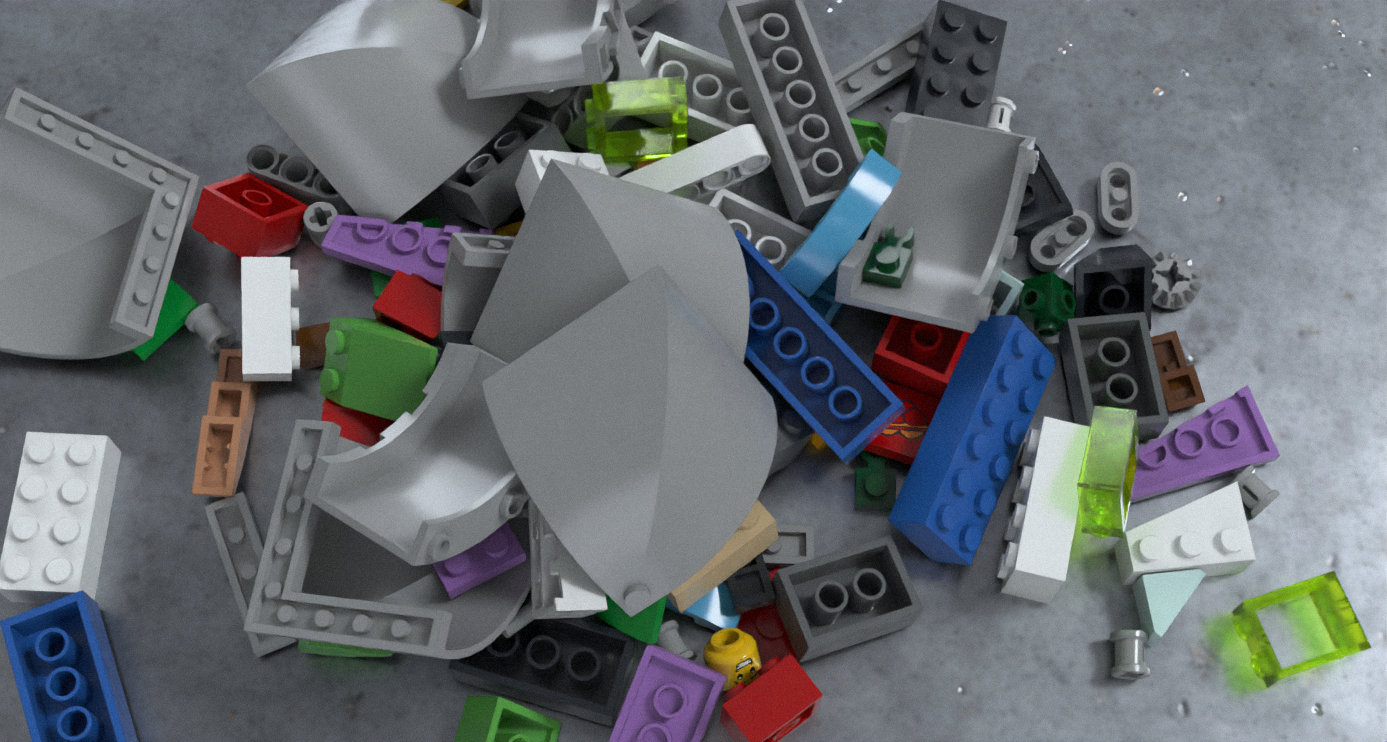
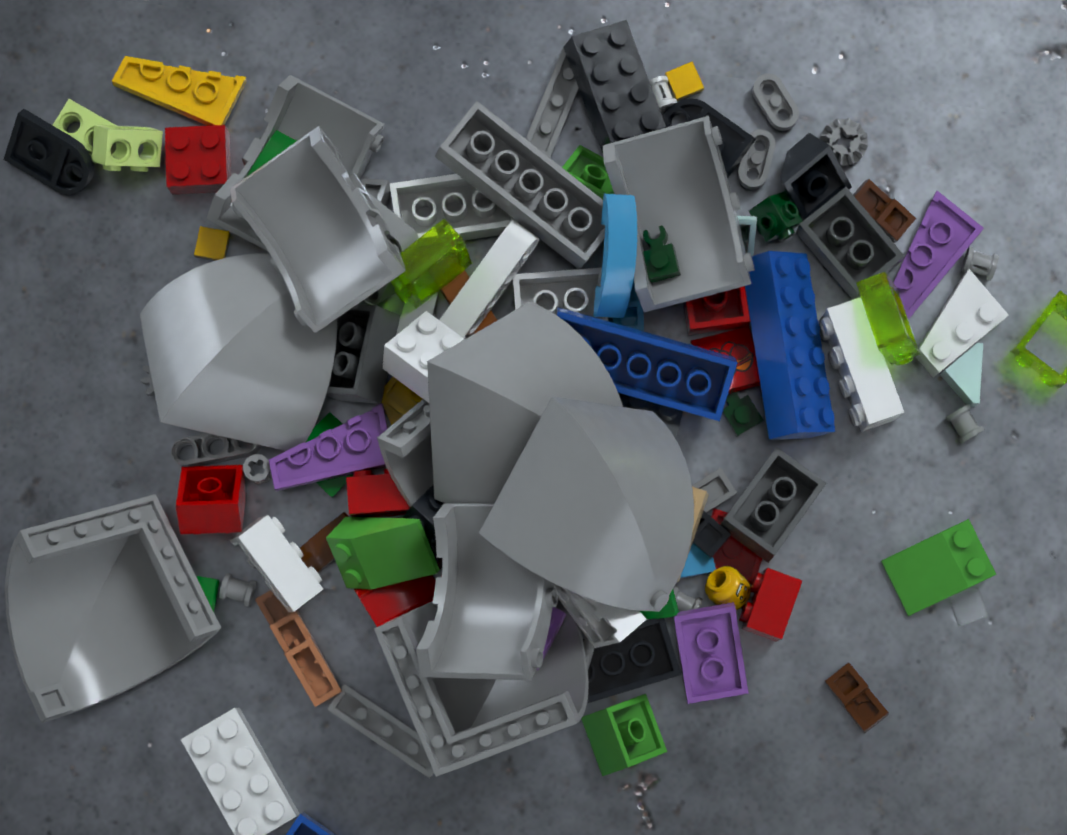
camera: 30 degrees left, 15 degrees up
(1033, 123) = (684, 81): none -> yellow tile

